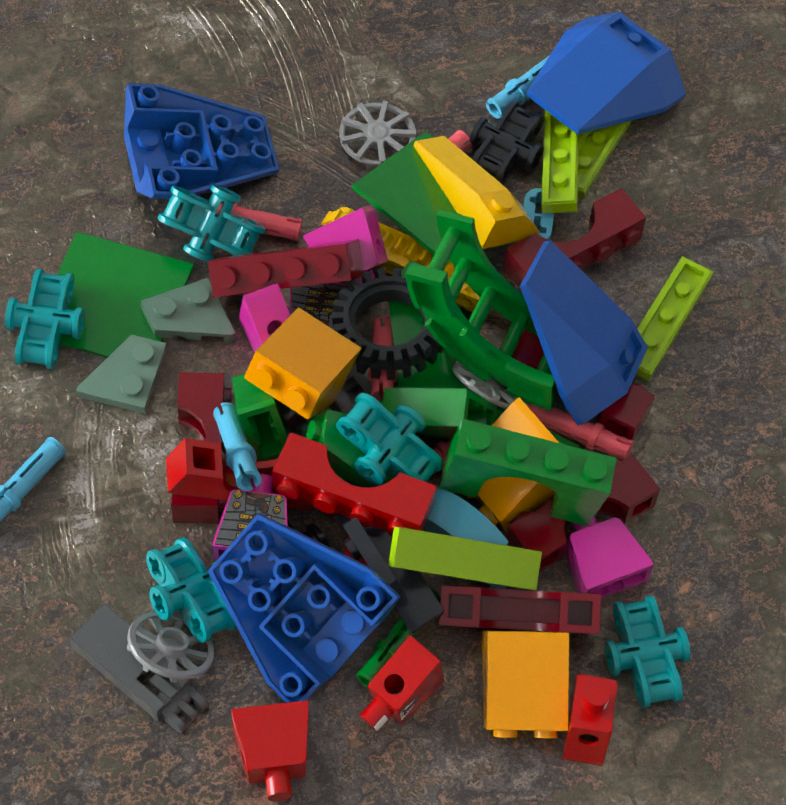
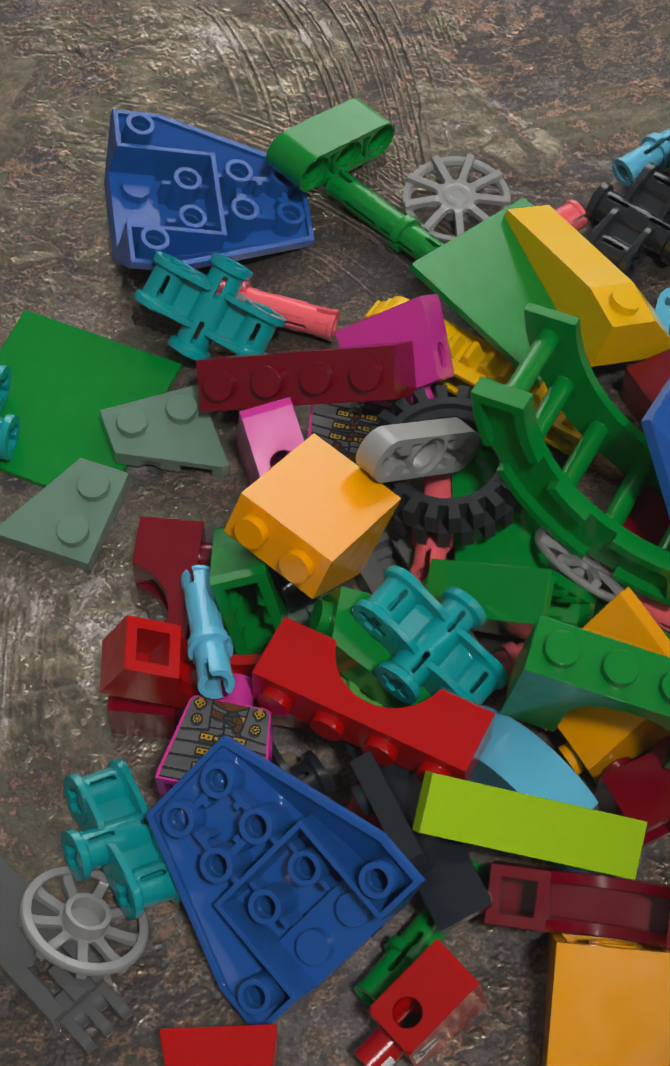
camera: 10 degrees right, 0 degrees up
(285, 99) = (330, 142): none -> green beam
(341, 159) = (400, 229): none -> green pin
(369, 314) = (417, 449): none -> light grey beam

